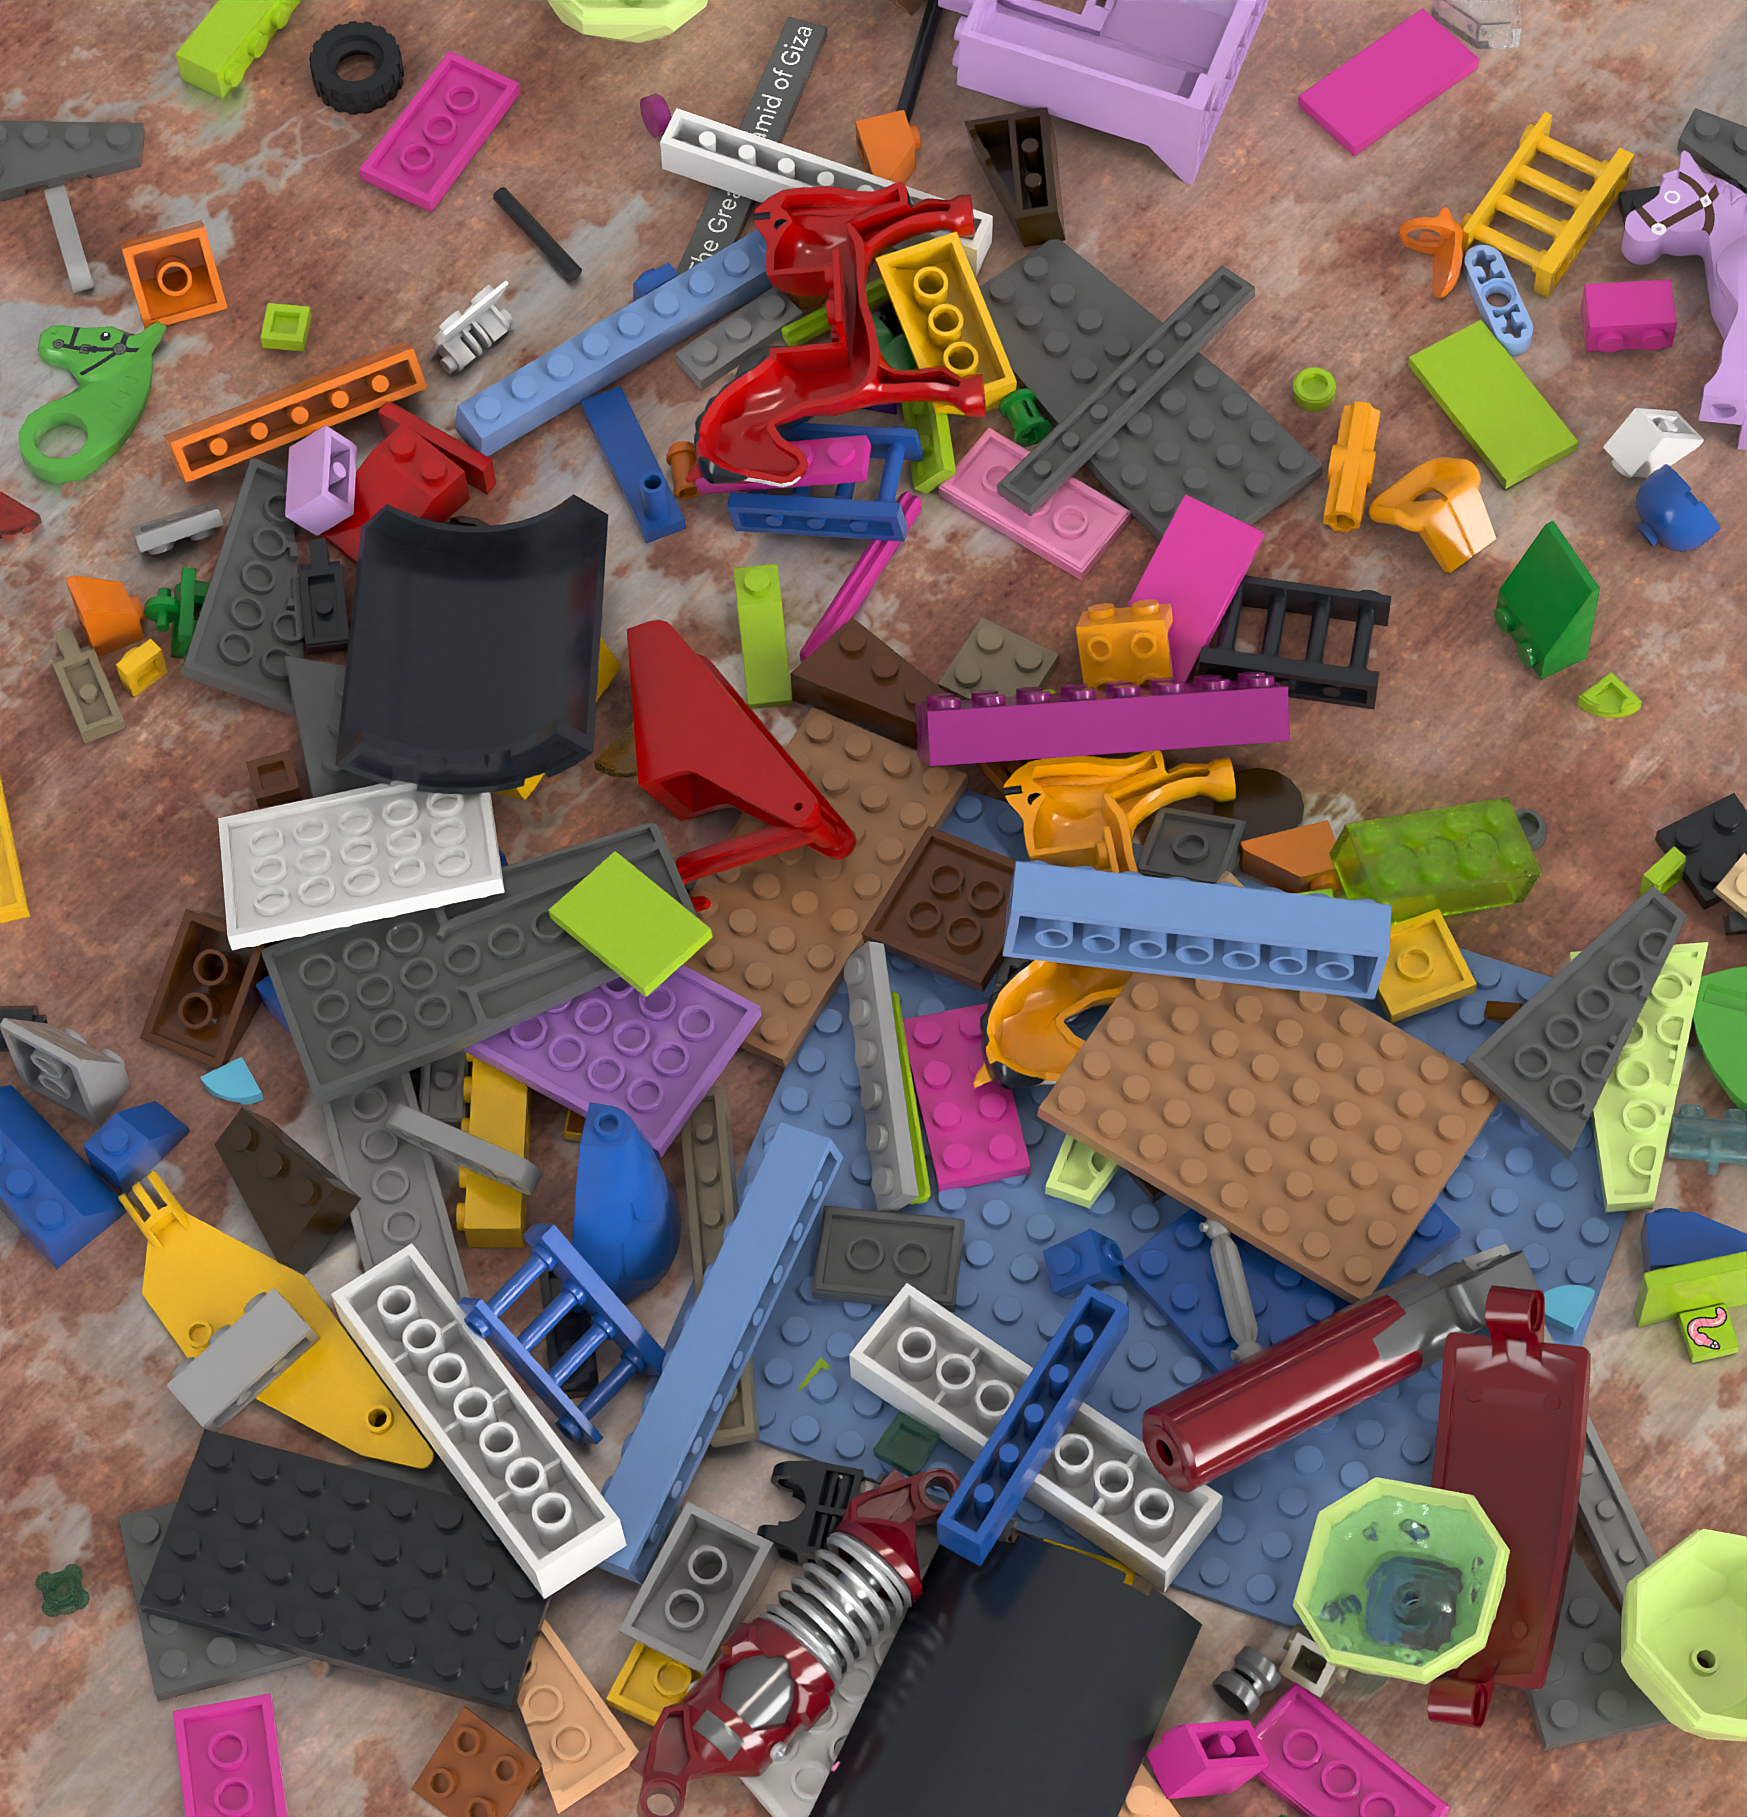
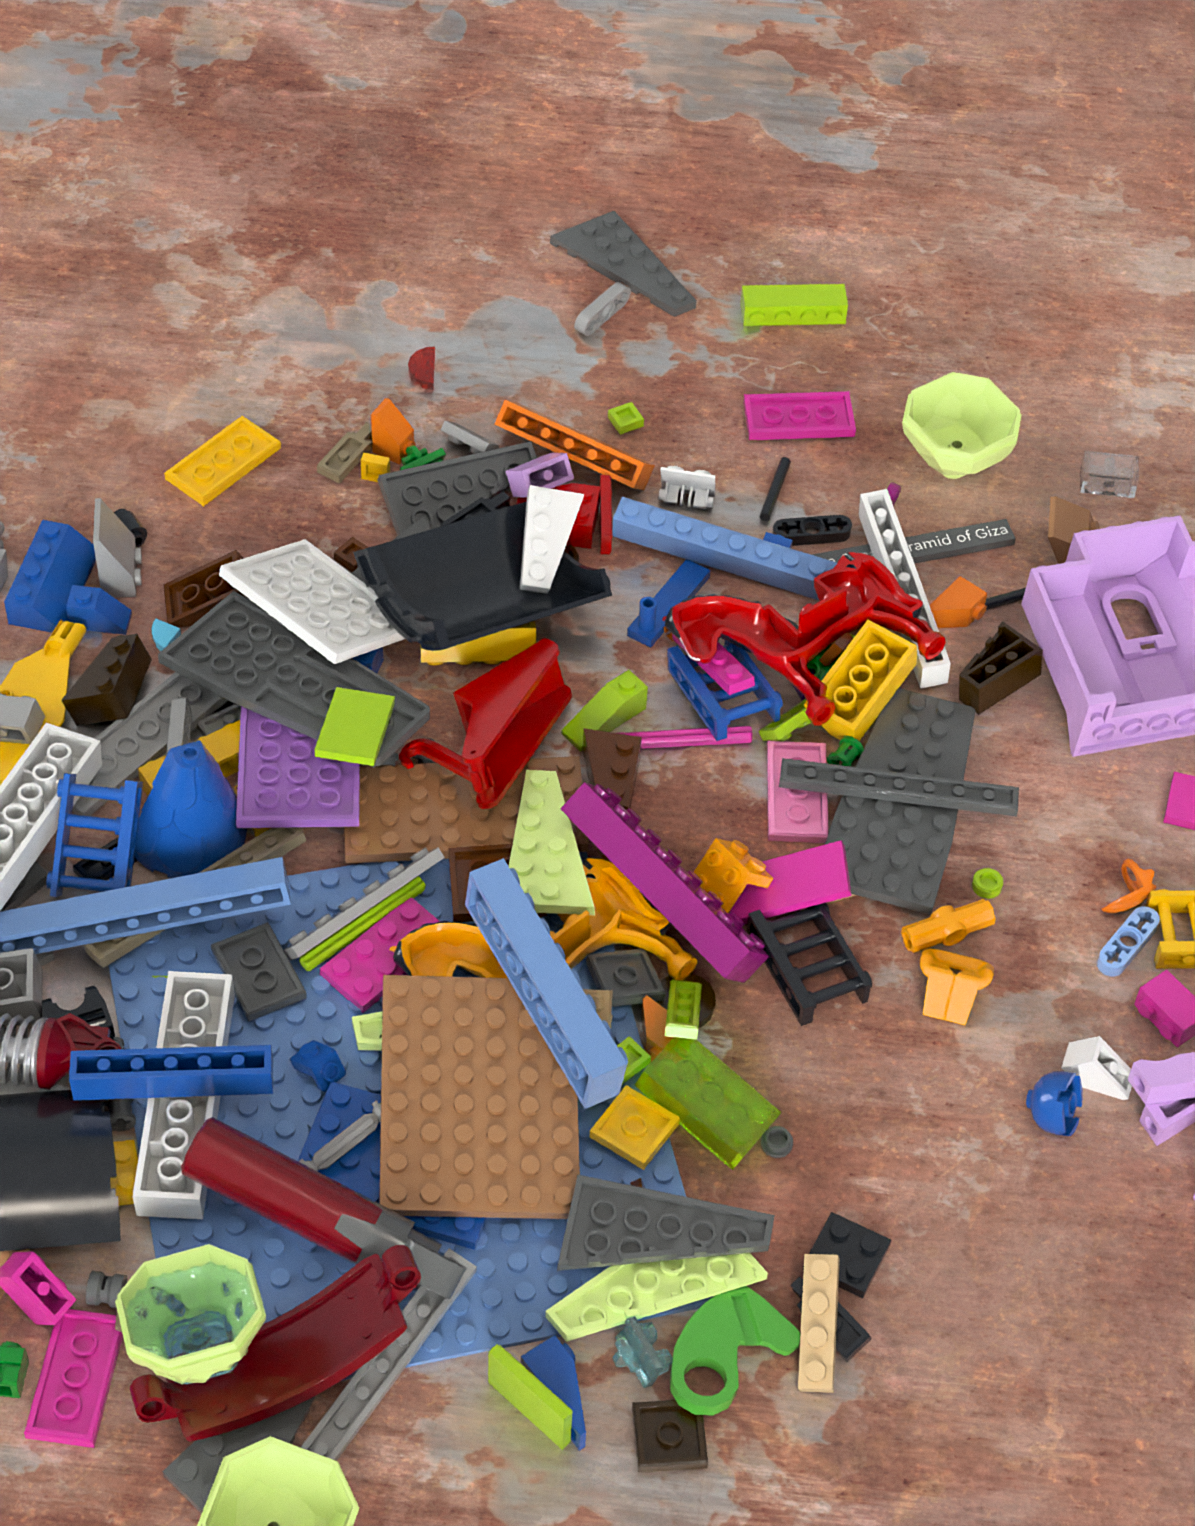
camera: 50 degrees right, 10 degrees down
(112, 394) = (543, 368): bright green animal -> none
(173, 274) = (616, 357): orange slope -> none
(356, 40) = (806, 378): black tyre -> none
(449, 525) = (546, 532): none -> white wing
(639, 252) = (831, 535): none -> black beam
(737, 338) = (784, 602): light grey plate -> none
(885, 320) = (835, 649): none -> reddish brown tile
(906, 1445) = (142, 1035): clear green plate -> none
(955, 822) = (547, 851): none -> yellowish green wing
(997, 661) = (678, 827): dark tan plate -> none
(1308, 810) = (683, 1009): none -> lime tile
(1493, 404) = (1055, 976): lime tile -> none
(1549, 604) = (927, 1067): green slope -> none
(1567, 1306) = (465, 1327): medium azure tile -> none
(1609, 698) = (905, 1141): lime tile -> none
(1664, 873) = (800, 1229): lime tile -> none
(1708, 1333) = (507, 1421): lime tile -> none

